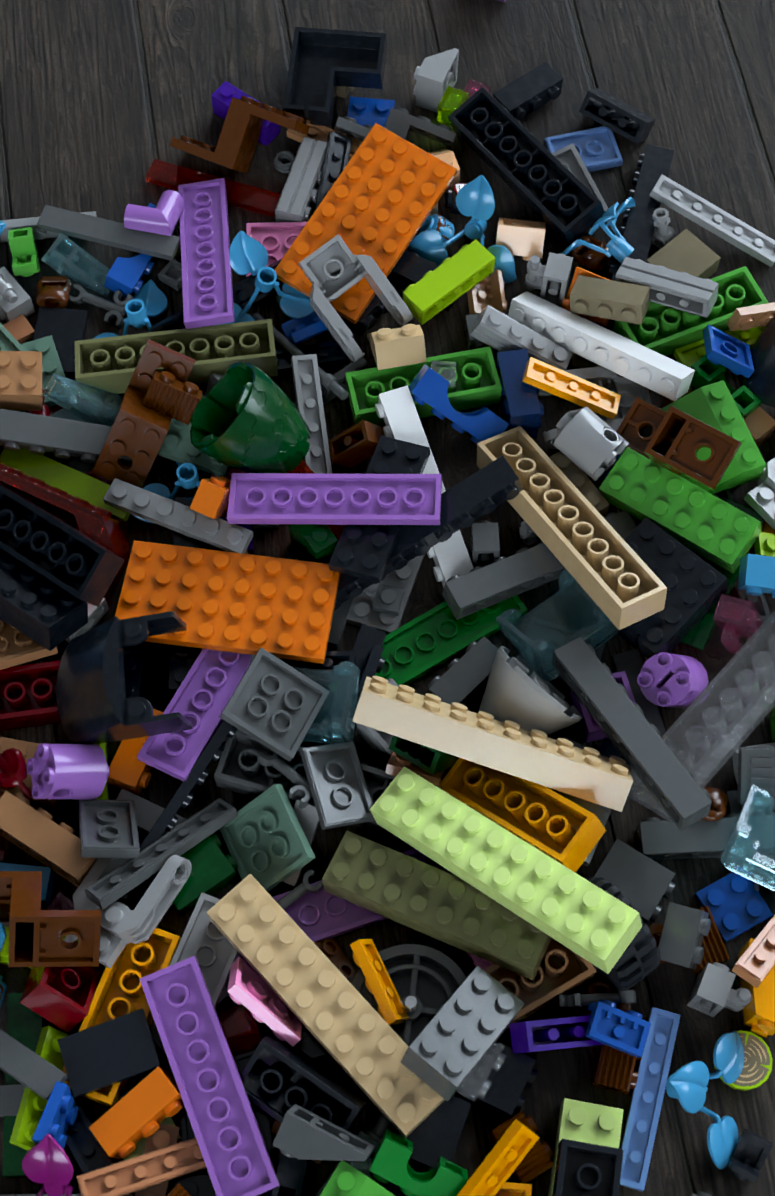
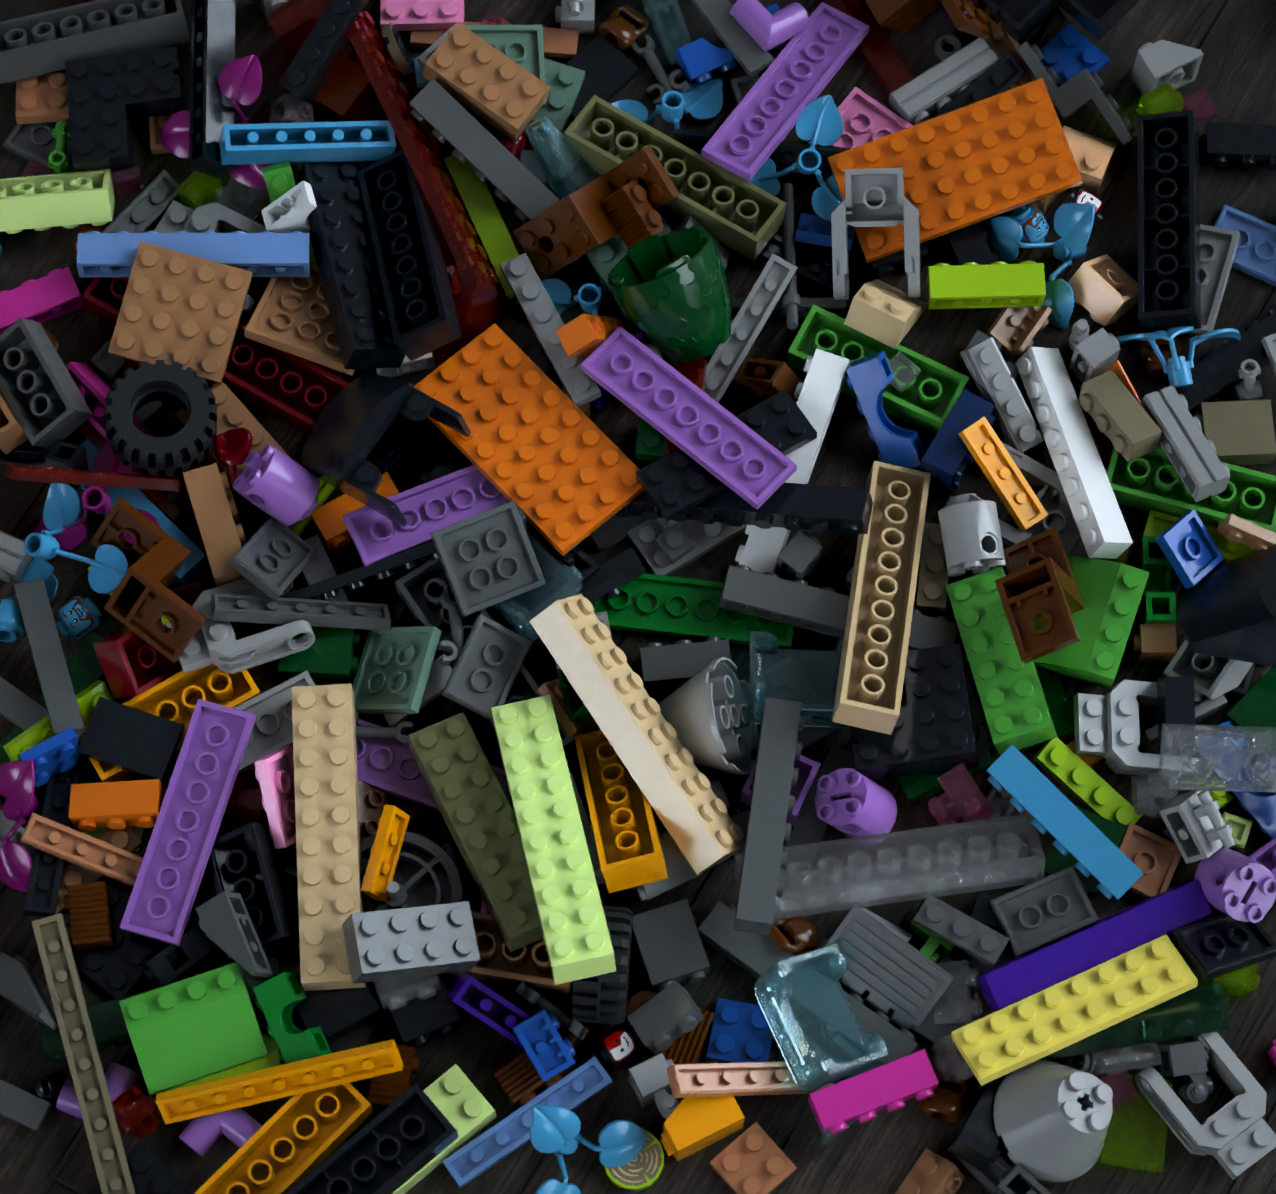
camera: 40 degrees right, 5 degrees up
(663, 983) = (621, 1045): none -> head

